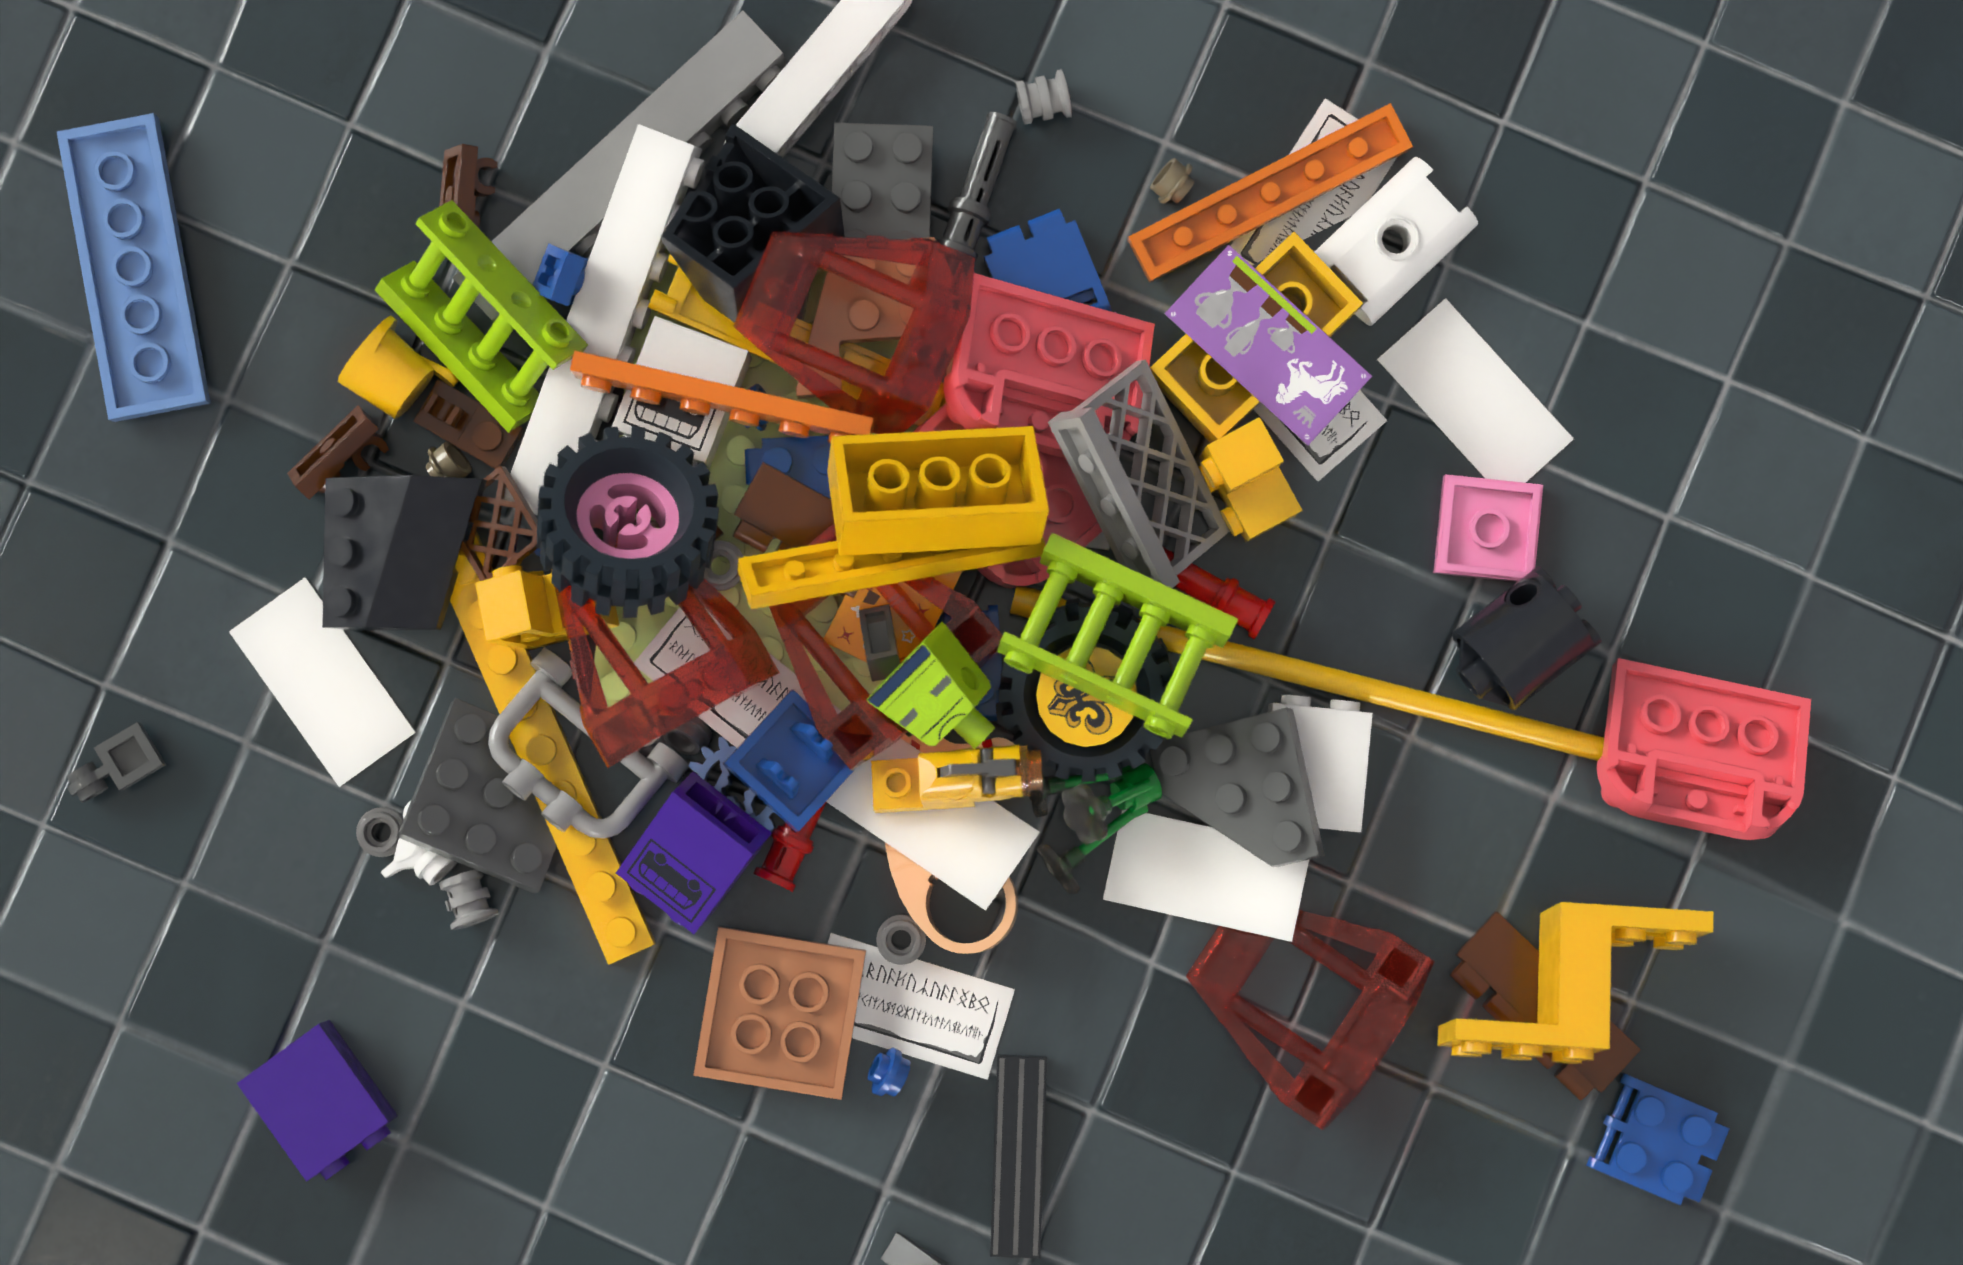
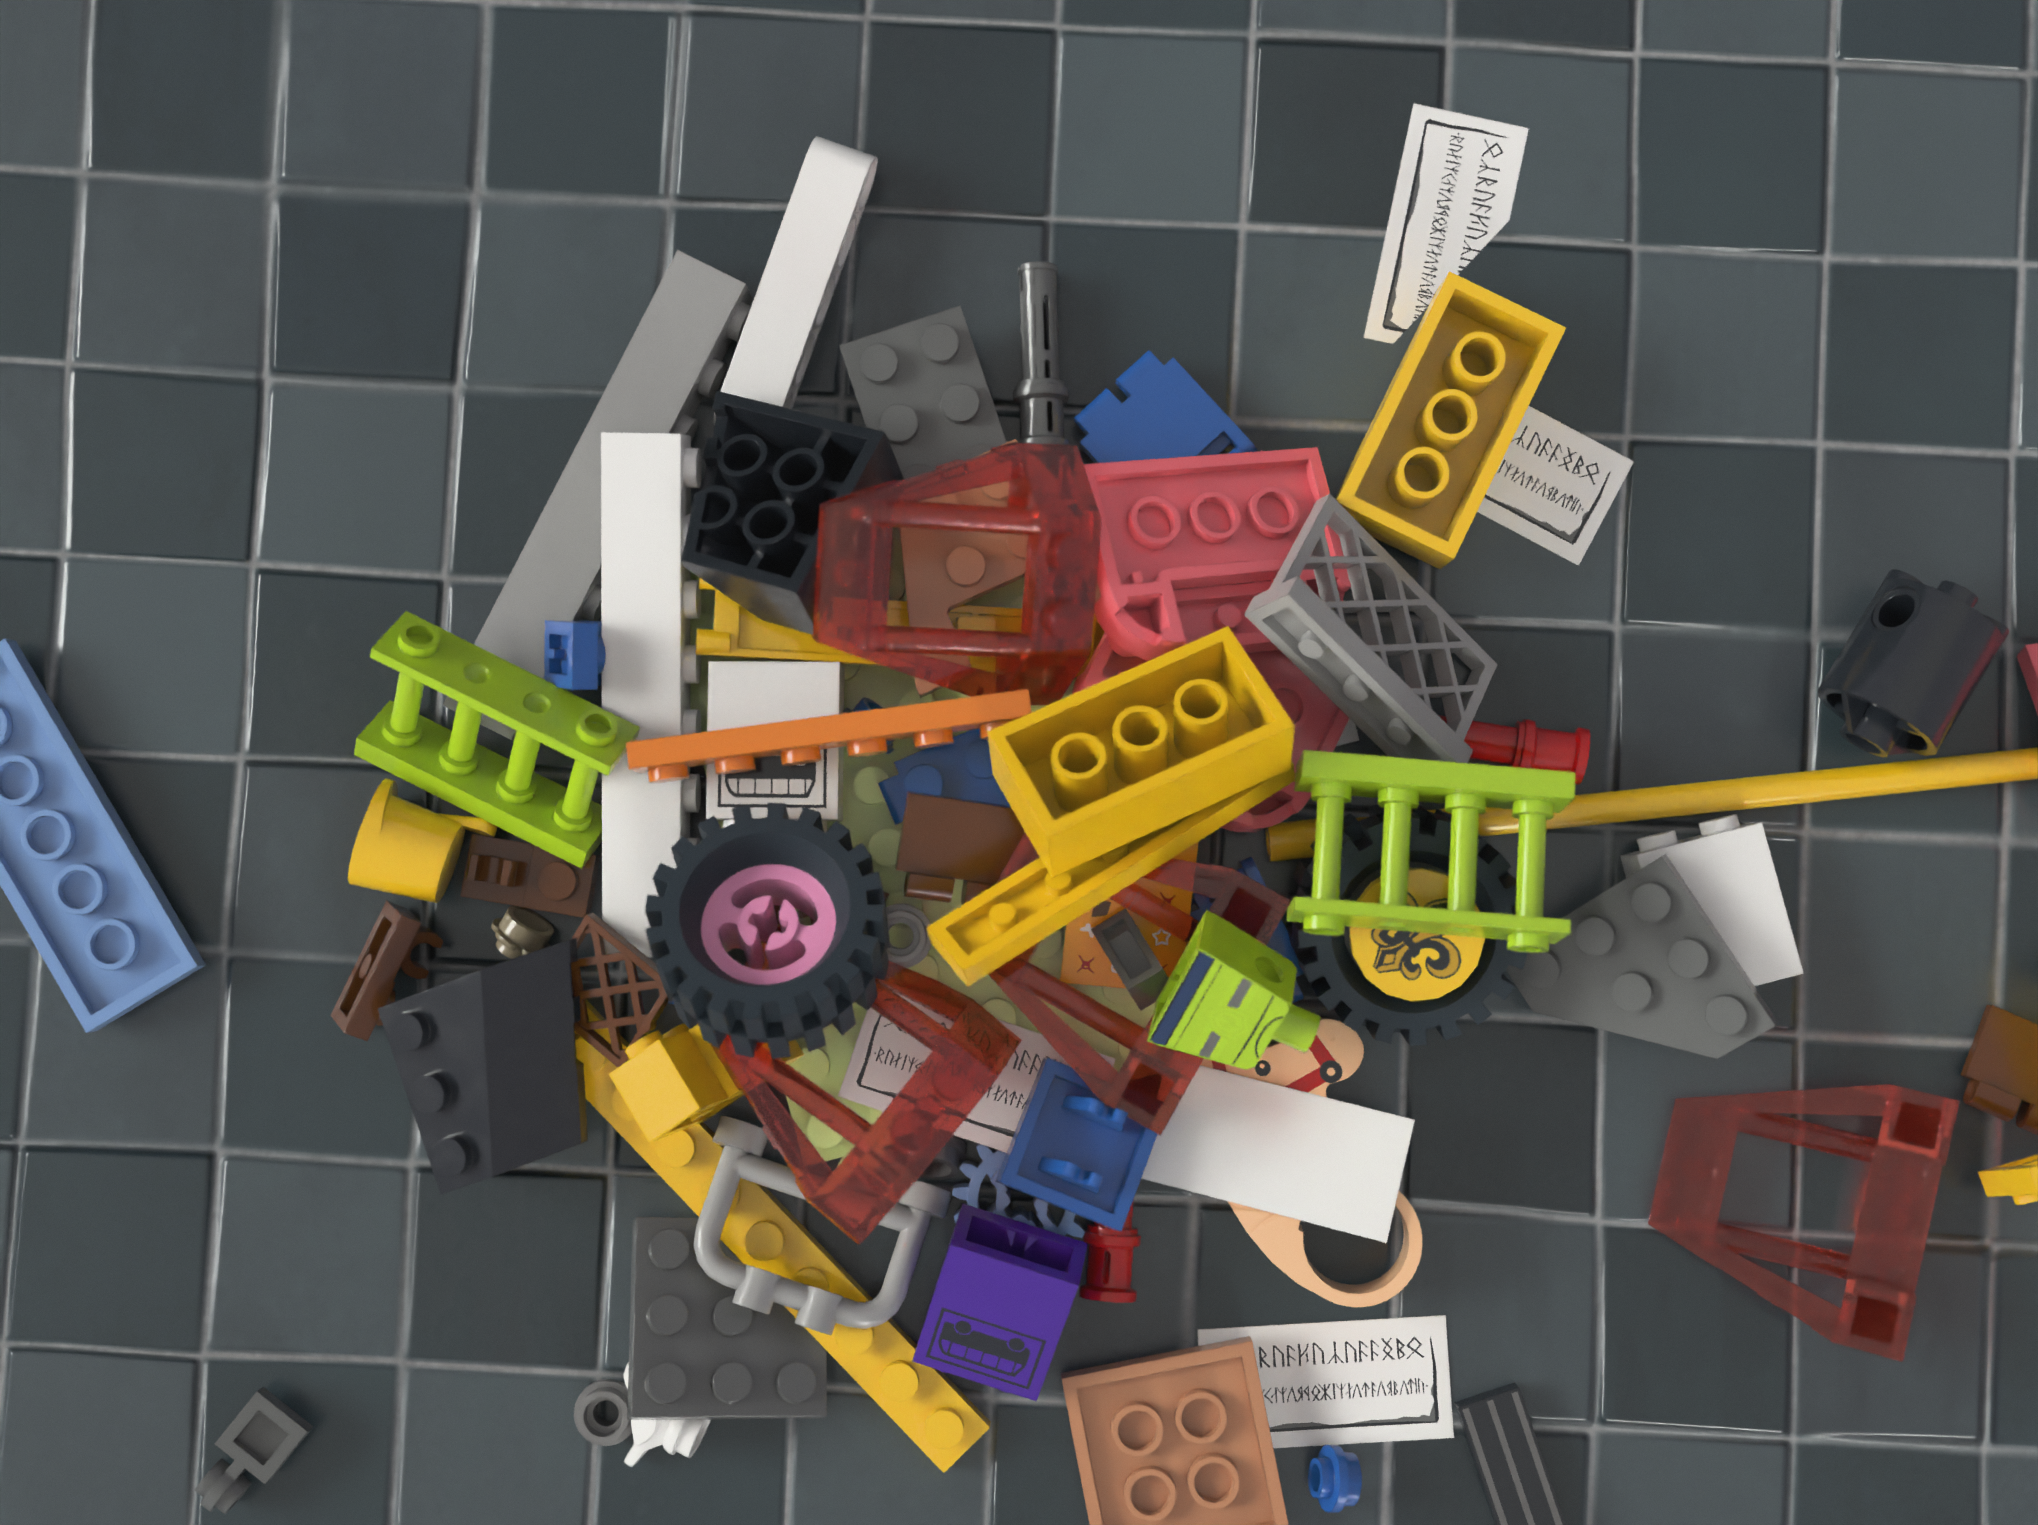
camera: 15 degrees left, 0 degrees up
(322, 683) = (467, 1255): white sticker -> none
(461, 179) = (411, 582): reddish brown plate -> none
(467, 899) = (742, 1458): light grey bush -> none
(894, 954) = (1288, 1328): flat silver plate -> none
(955, 778) = (1291, 1093): yellow plate -> none
(1044, 98) = (1079, 224): light grey bush -> none
(1088, 813) = (1460, 1074): plant -> none
(1172, 182) = (1271, 268): dark tan plate -> none
(1202, 877) = (1621, 1097): white sticker -> none
(1249, 480) = (1504, 594): yellow brick -> none
(1268, 345) = (1471, 421): medium lavender sticker -> none
(1270, 192) = (1394, 238): orange plate -> none
(1428, 231) = (1591, 205): white piece -> none
(1474, 397) = (1729, 397): white sticker -> none
(1487, 528) = (1805, 546): bright pink tile -> none

